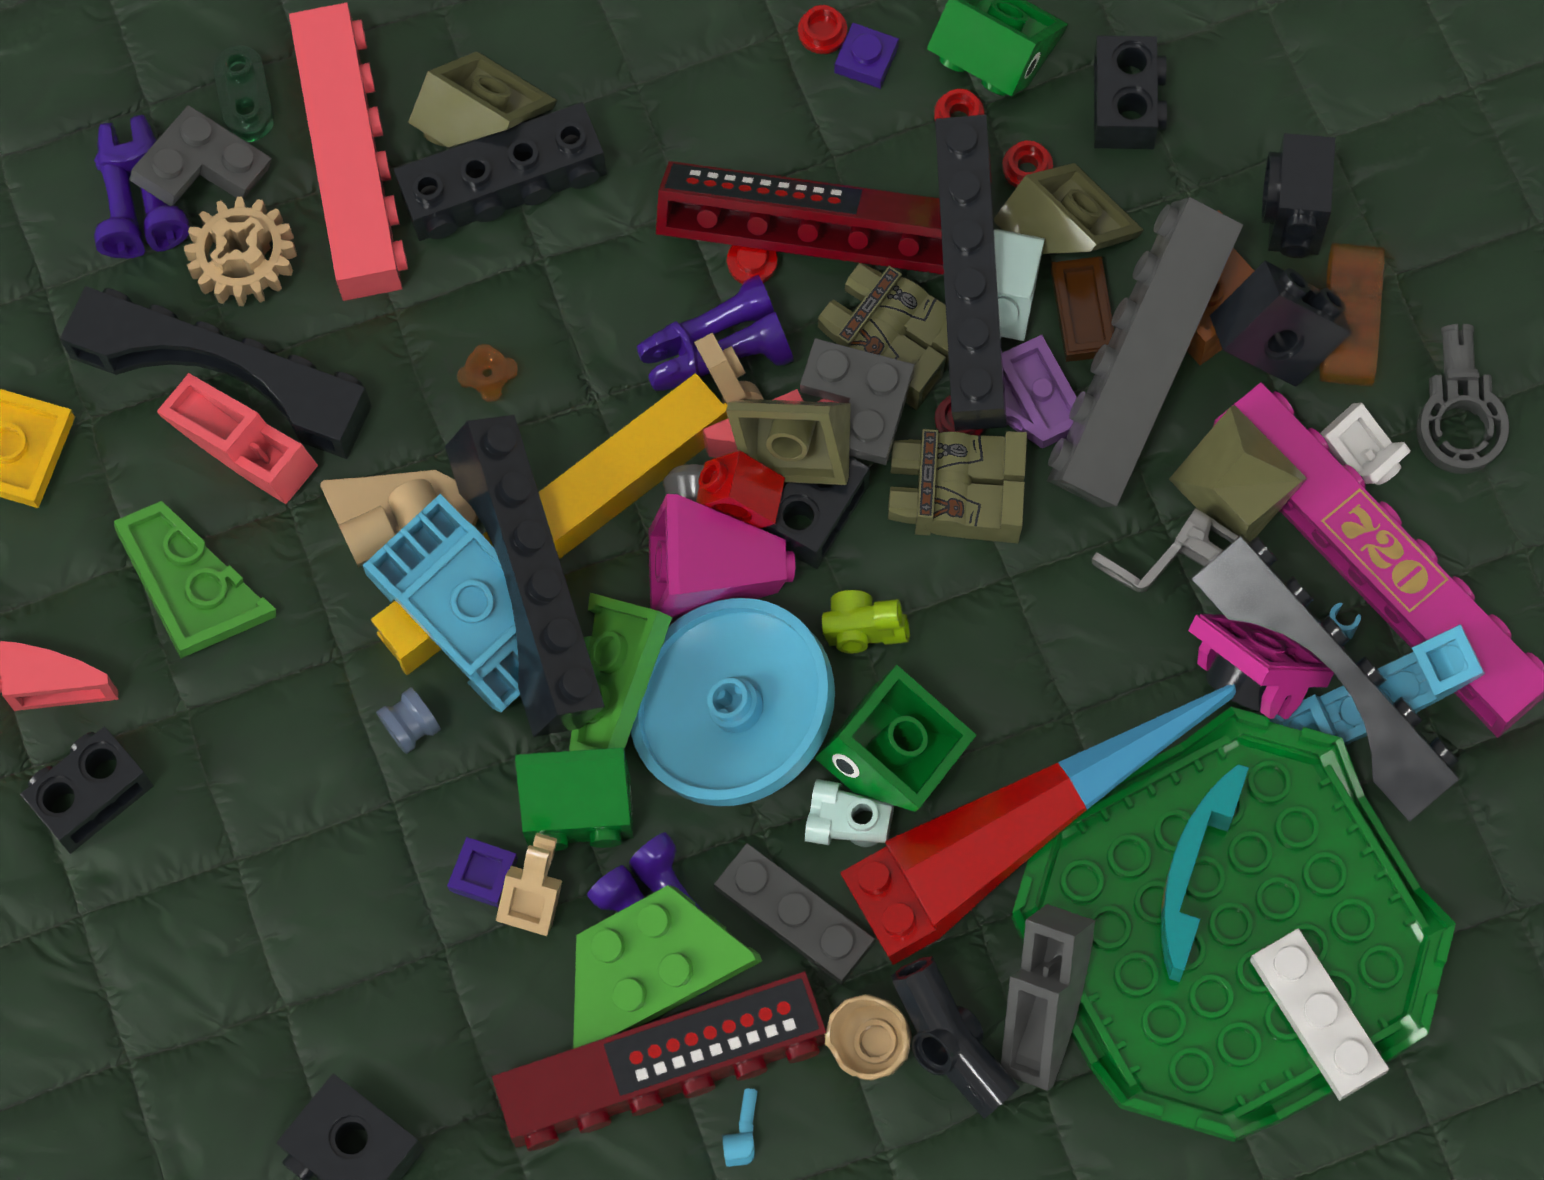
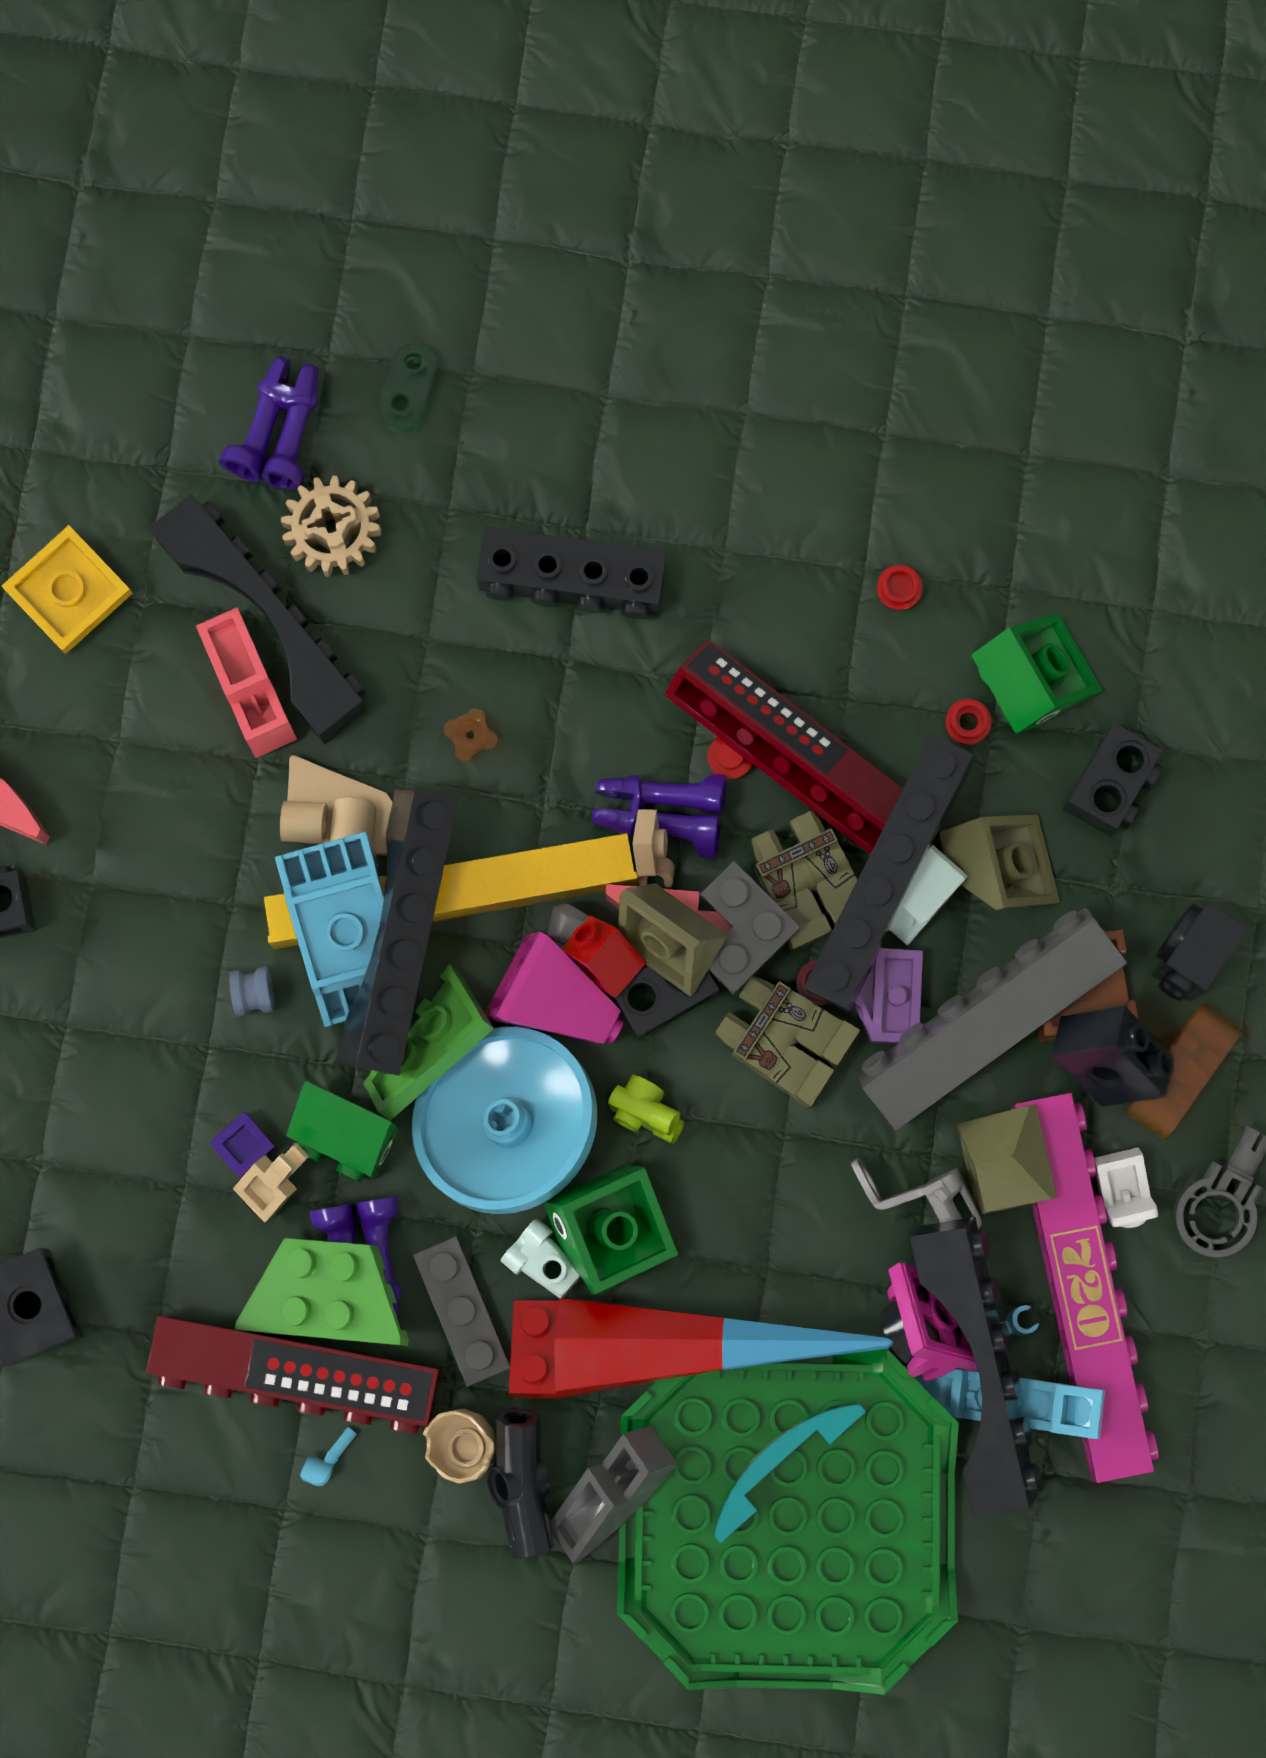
camera: 30 degrees right, 10 degrees up
(188, 585) = (145, 781): bright green wing -> none
(195, 148) = (340, 418): dark grey plate -> none
(346, 151) = (460, 484): coral brick -> none
(474, 100) = (586, 500): olive slope -> none
(866, 55) = (923, 628): dark purple plate -> none
(1021, 153) = (1000, 783): red plate -> none
(1082, 306) = (971, 943): reddish brown tile -> none
(1319, 1014) = (810, 1629): white plate -> none

